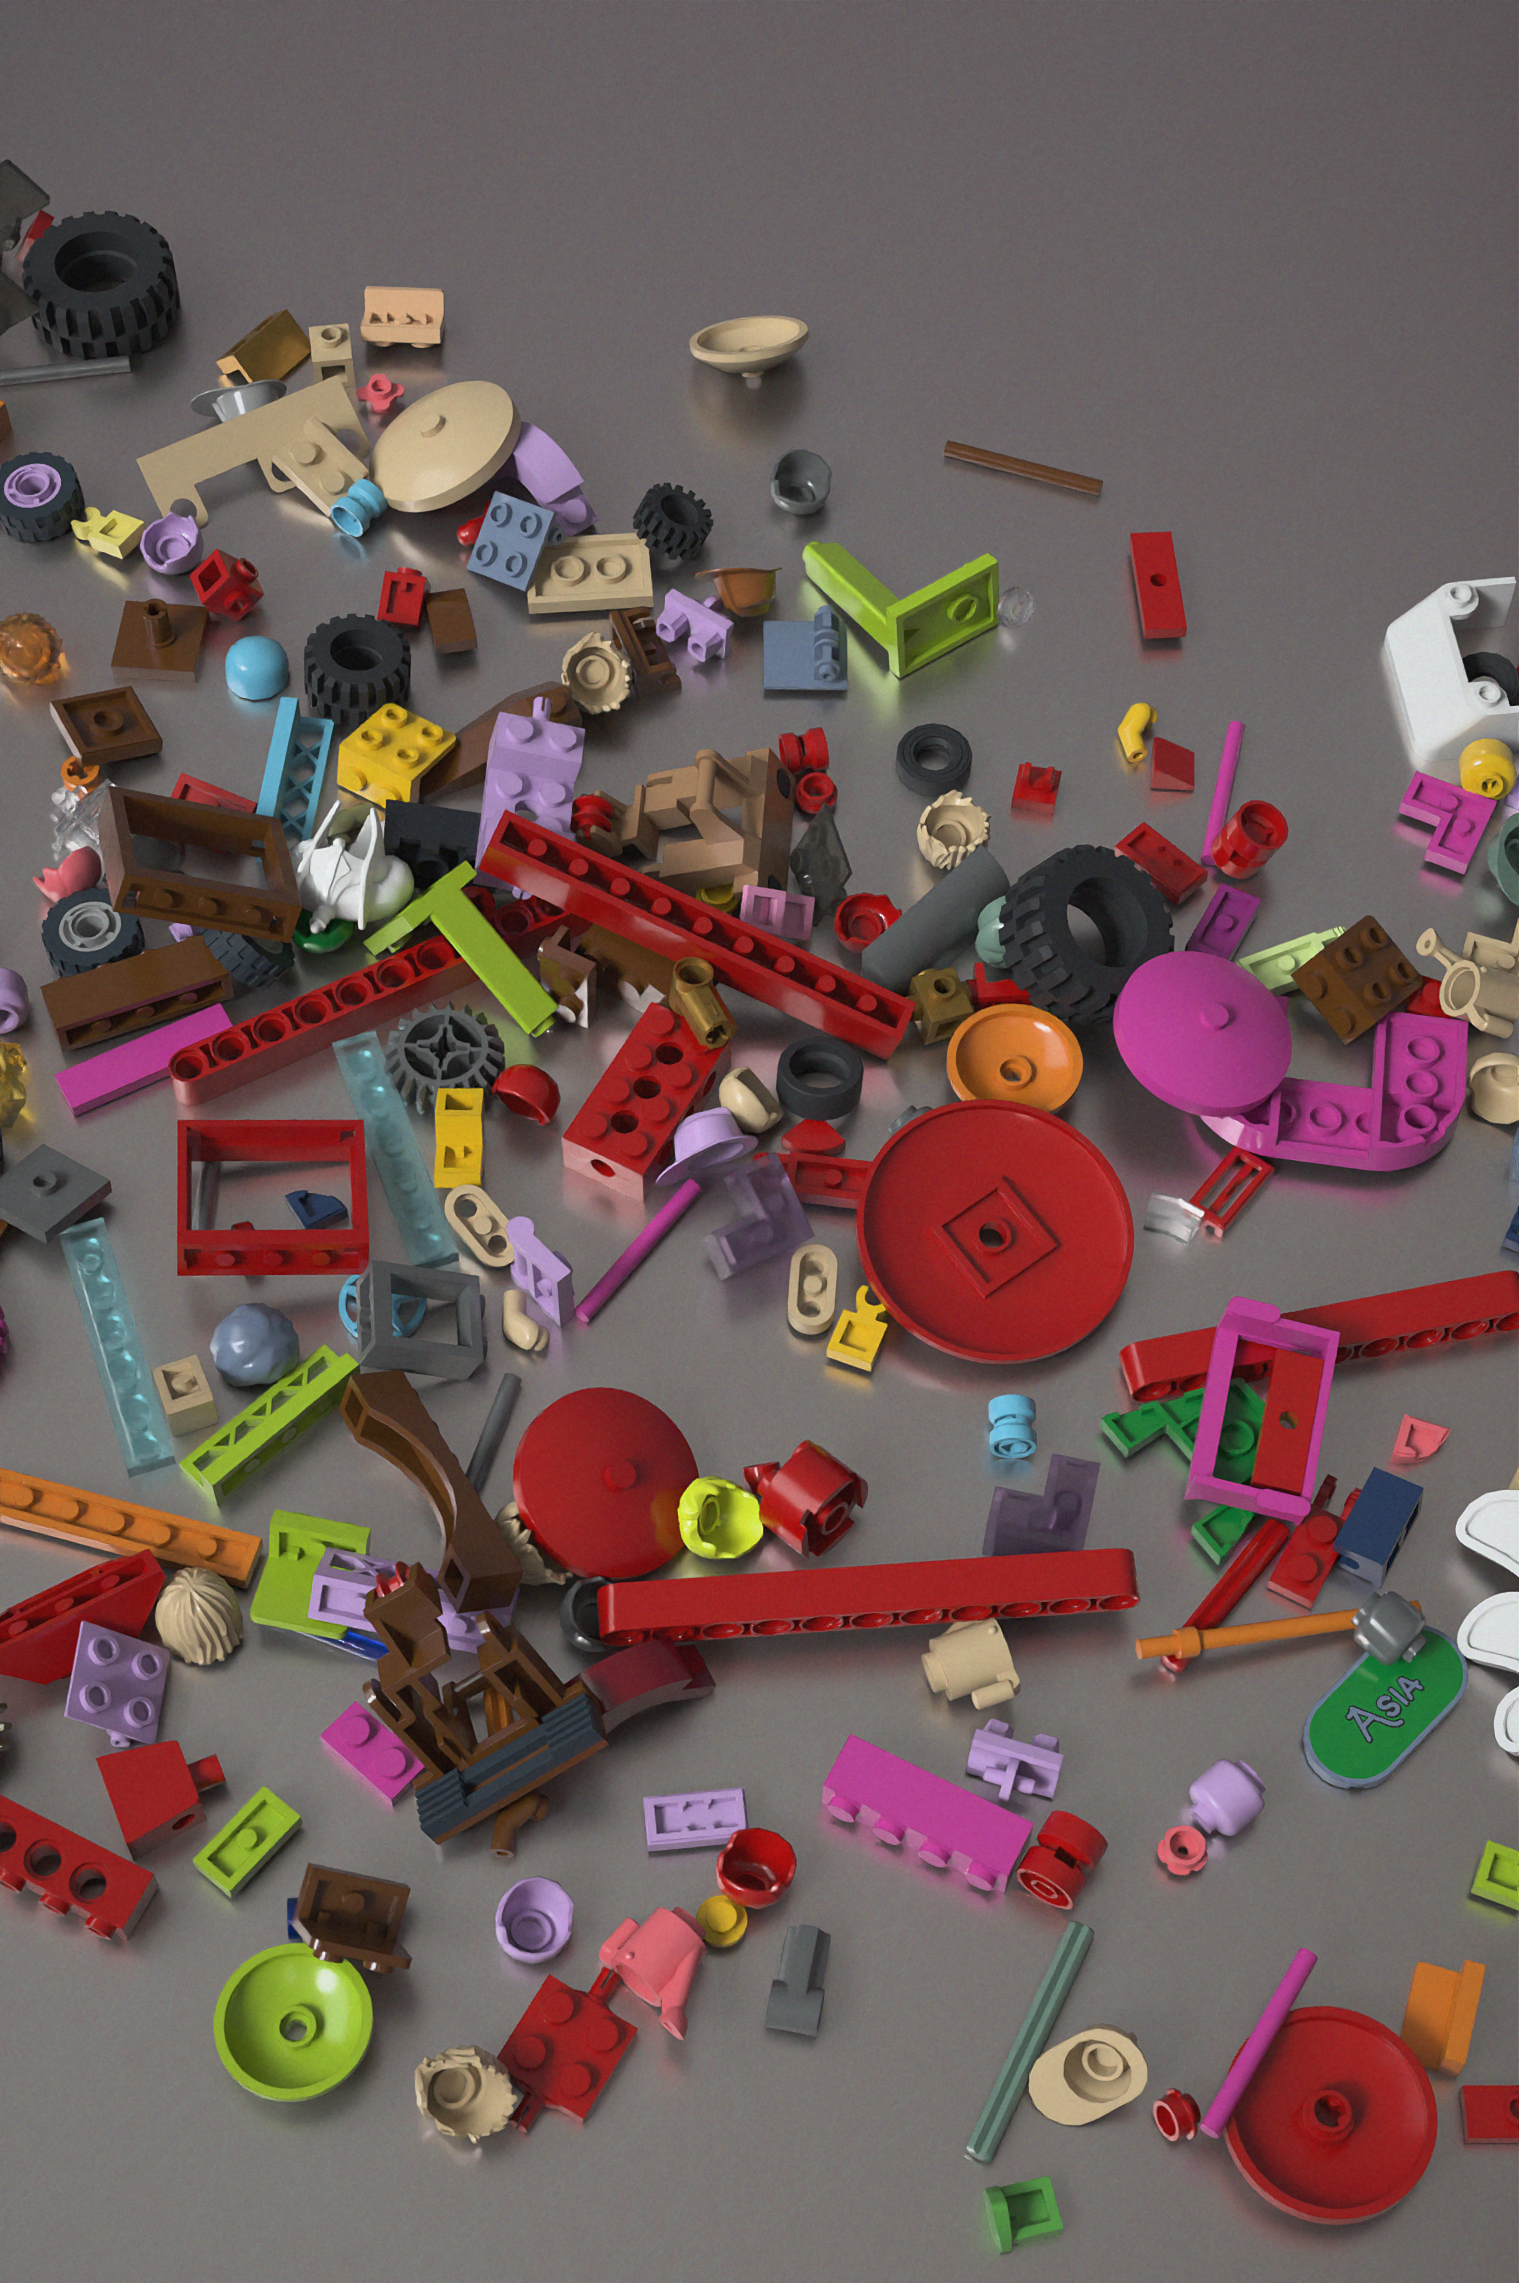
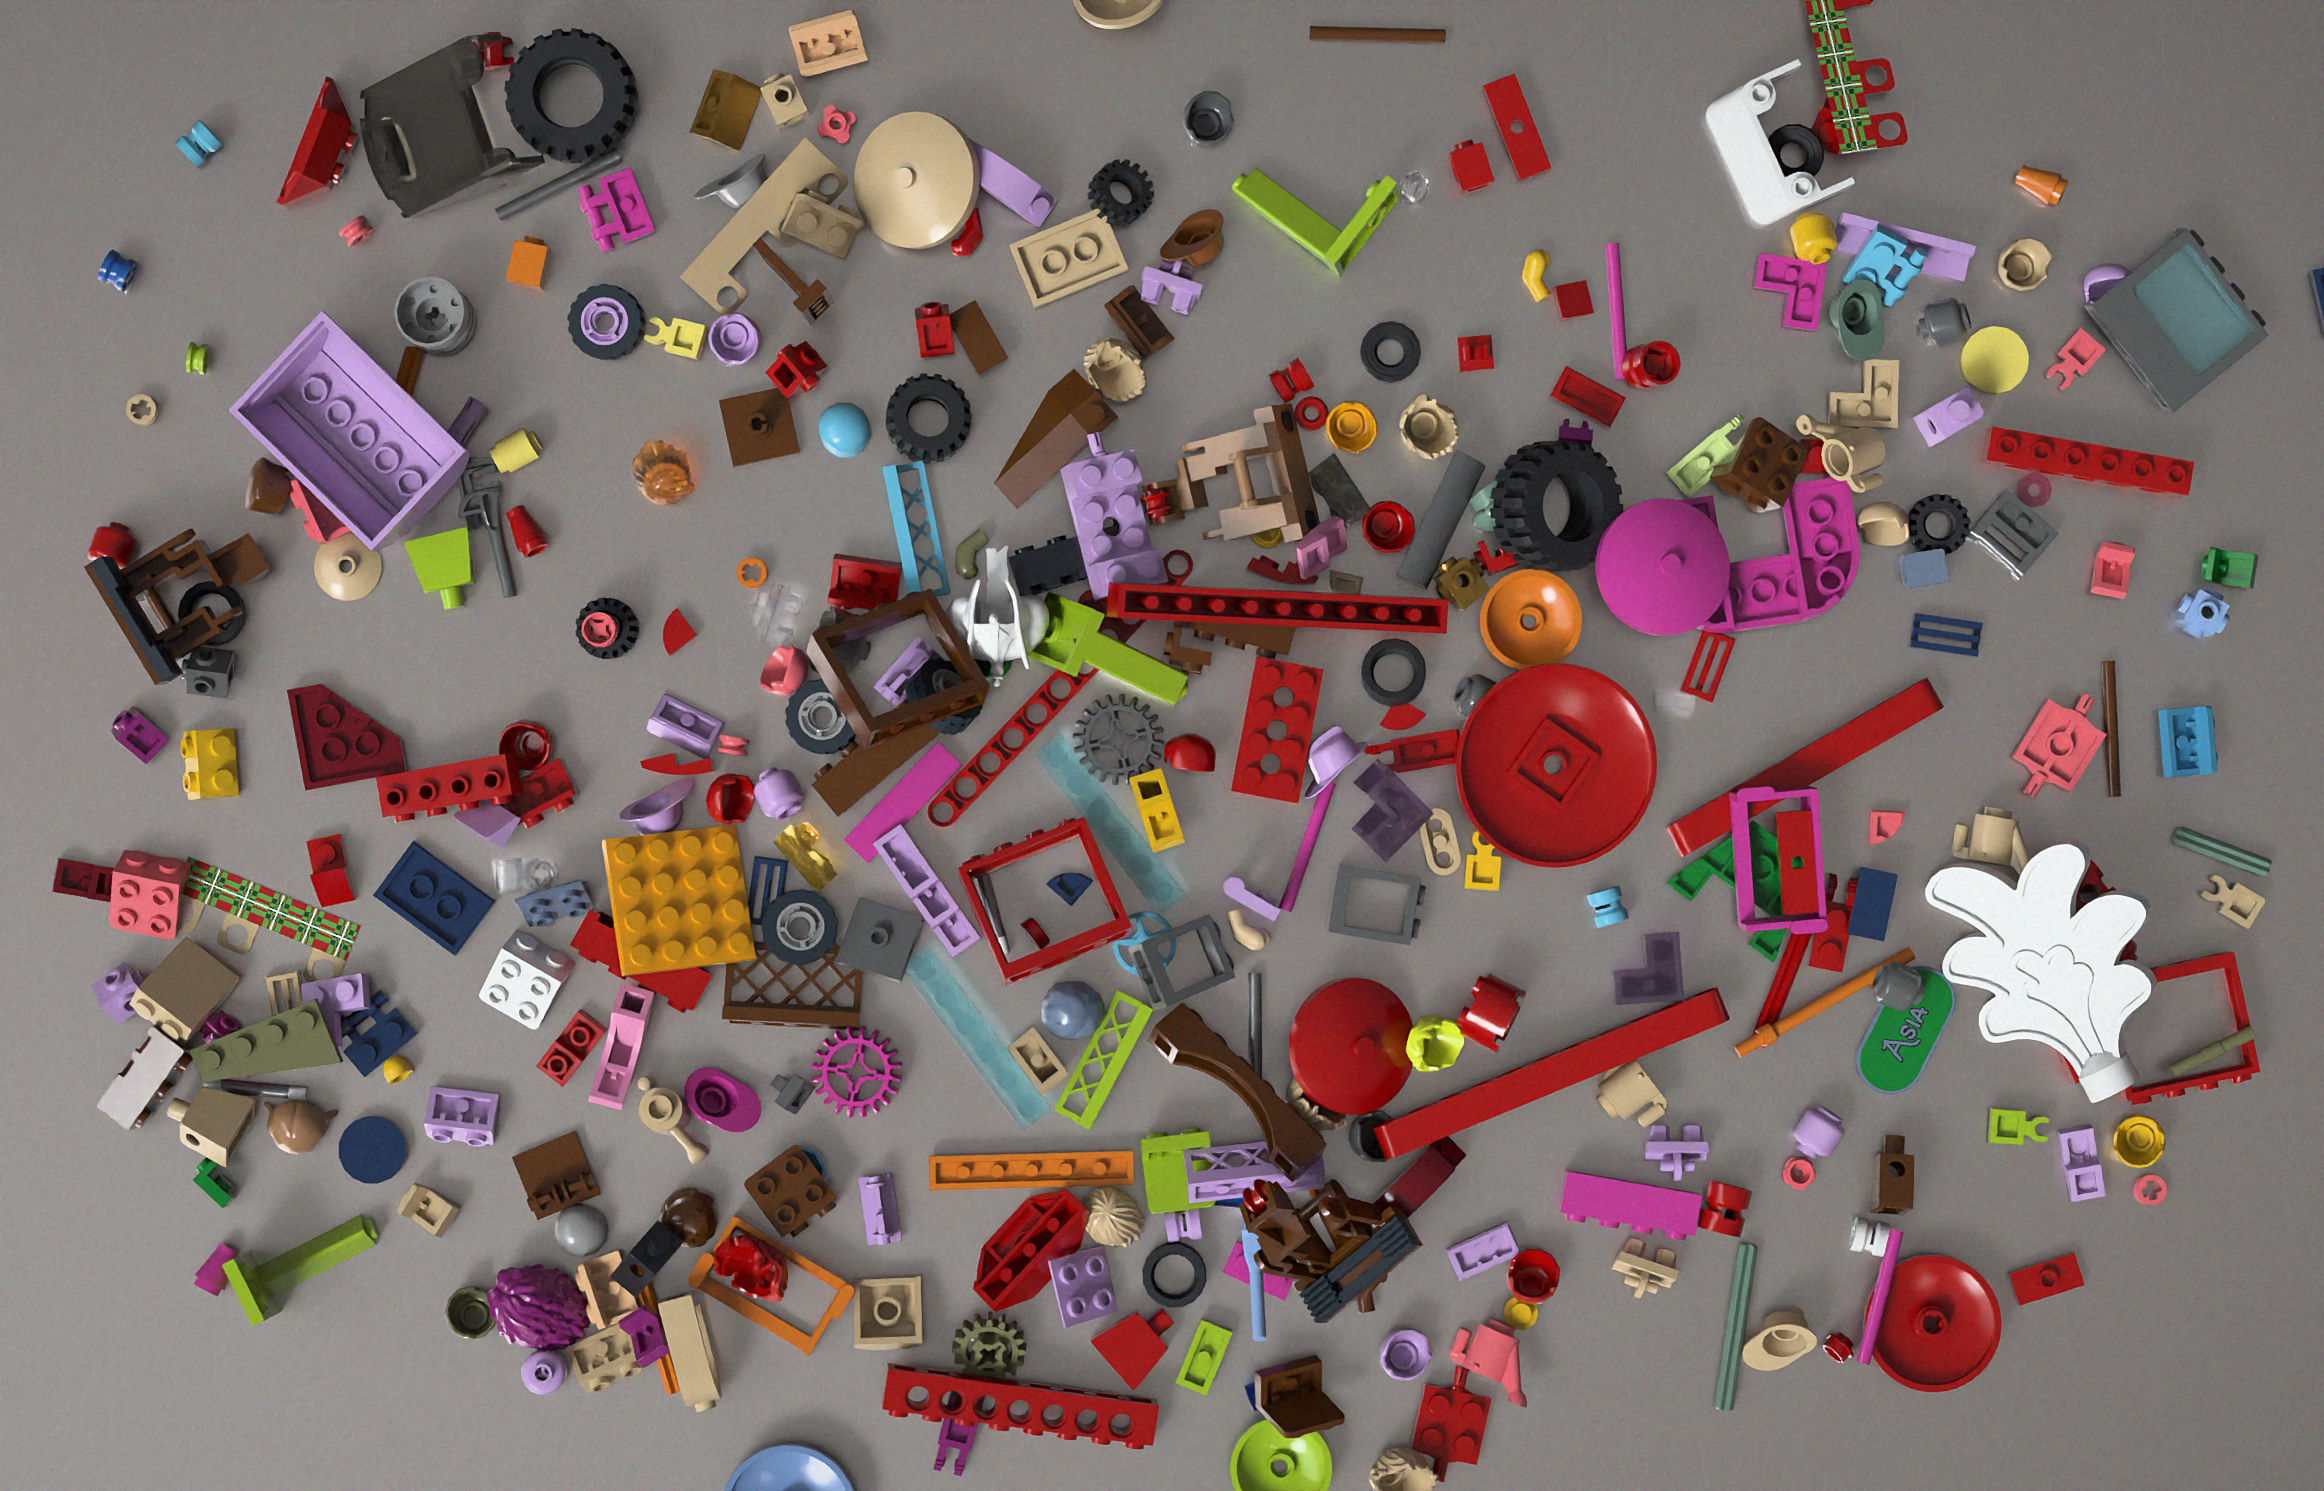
camera: 20 degrees left, 30 degrees up
(106, 726) = (754, 526): reddish brown plate -> none
(113, 404) = (626, 206): none -> dark pink plate
(131, 1161) = (927, 891): none -> lavender slope
(242, 1682) = (1156, 1293): none -> black tyre
(264, 481) = (812, 300): none -> reddish brown fence
(290, 1654) = (1175, 1226): none -> lavender wheel
(362, 1725) = (1251, 1246): none -> light blue piece
(363, 503) = (866, 252): medium azure wheel -> none
(391, 755) = (986, 486): yellow bracket -> none
(481, 1227) = (1193, 870): tan plate -> none
(513, 540) = (1003, 256): sand blue hinge -> none
(650, 1353) = (1340, 901): none -> dark grey window
(700, 1003) = (1299, 661): pearl gold piece -> none
(749, 1101) = (1350, 706): tan hair -> none
(754, 1474) = (1449, 995): red hinge -> none
(798, 1993) = (1583, 1345): dark grey piece -> none
(806, 653) = (1262, 281): sand blue hinge -> none
(861, 812) = (1351, 426): none -> light orange hair
(921, 1913) = (1642, 1272): none -> tan hips
(1022, 2212) = (1759, 1434): bright green tile -> none
(1090, 606) = (1470, 166): none -> red brick
(1224, 922) = (1646, 448): magenta hinge -> none
(1252, 1961) = (1869, 1236): none -> white wheel
(1322, 1885) = (1892, 1193): none -> reddish brown torso
(1442, 2015) = (1986, 1231): orange panel -> none

